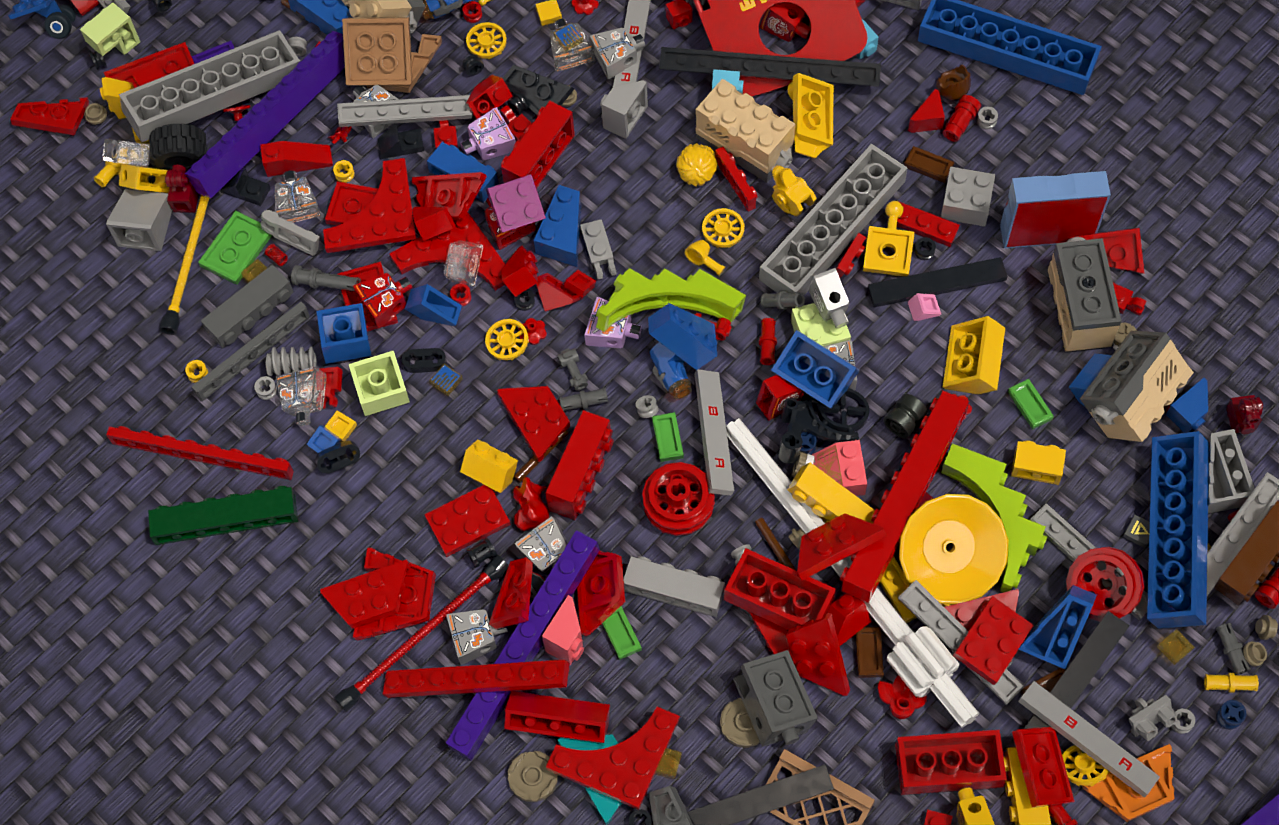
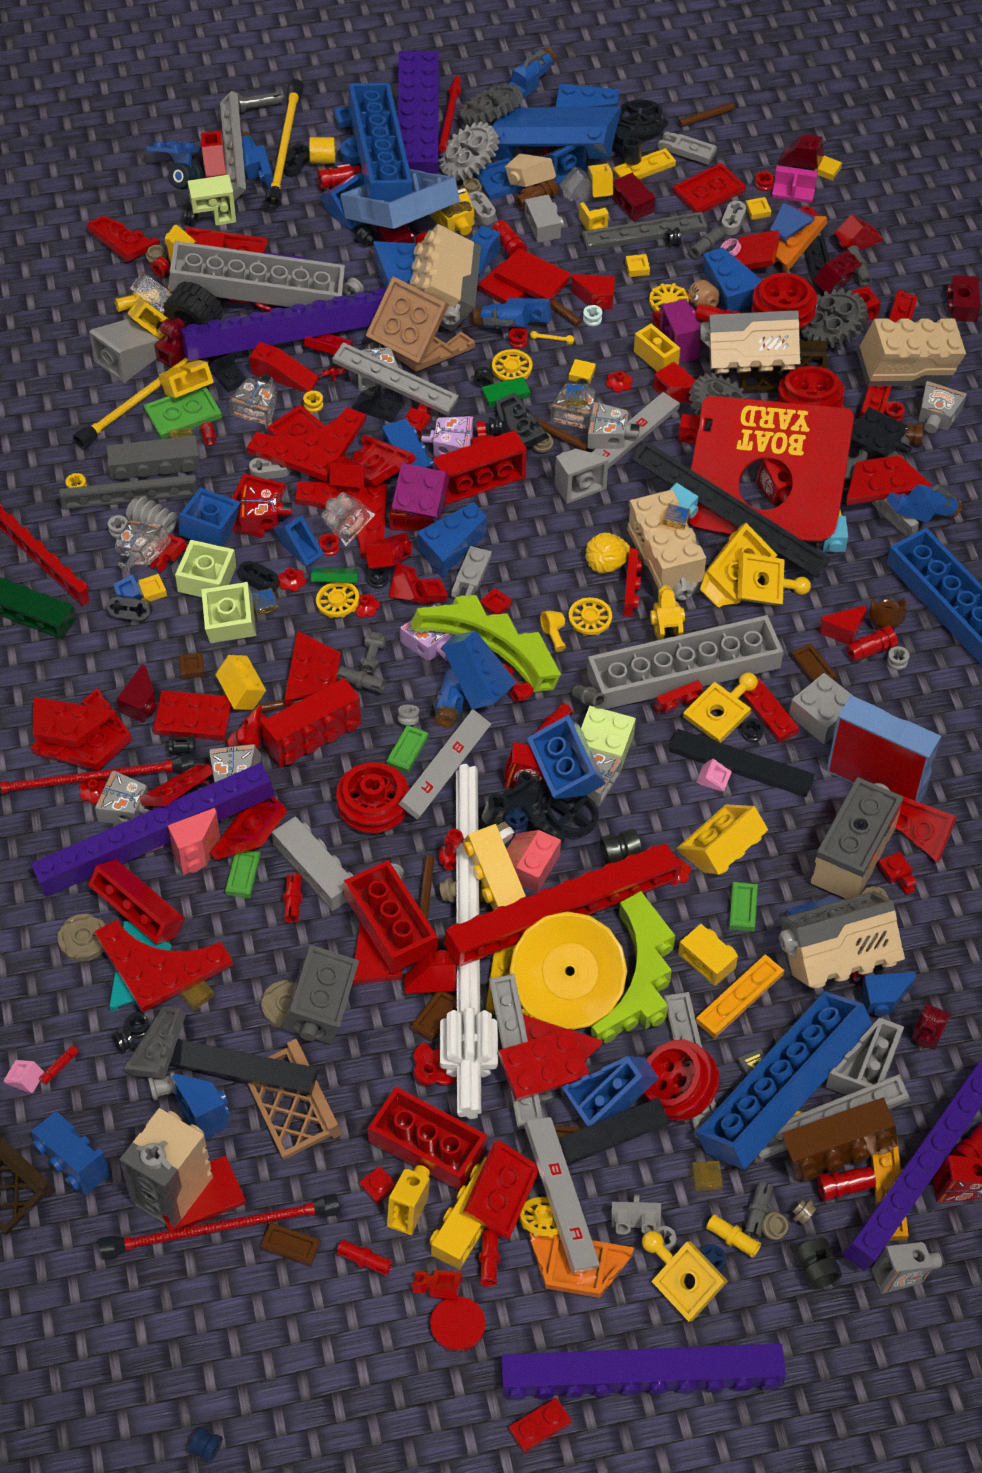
camera: 30 degrees right, 10 degrees down
(109, 123) = (160, 267): none -> red bush
(221, 216) = (187, 379): none -> yellow piece
(289, 232) = (230, 421): light grey hinge -> none
(316, 278) = (223, 466): dark grey pin -> none
(317, 110) = (327, 343): none -> red plate
(356, 257) = (269, 469): none -> light grey beam
(411, 532) = (138, 697): none -> dark red slope
(429, 409) = (228, 612): none -> yellowish green brick
(430, 475) = (191, 666): none -> reddish brown tile
(437, 644) = (92, 790): none -> red plant
(453, 345) = (292, 579): none -> red plant
(476, 678) = (92, 827): red plate -> none
(488, 95) = (473, 405): red slope -> none
(488, 319) = (334, 575): none -> green tile
(500, 63) = (502, 389): none -> green tile
(579, 79) = (563, 435): none -> reddish brown bar
(639, 262) = (496, 602): none -> red tile
(679, 627) = (292, 898): none -> red pin
(747, 102) = (676, 516): none -> clear yellow tile
(774, 508) = (447, 854): none -> red bar
(818, 654) = (384, 983): red wing -> none
(830, 297) = (622, 708): light grey torso -> none
(835, 542) = (463, 898): red wing -> none
(849, 110) = (773, 572): none -> yellow plate
(1087, 481) = (739, 996): none -> light orange plate
(1219, 730) = (671, 1278): none -> yellow plate

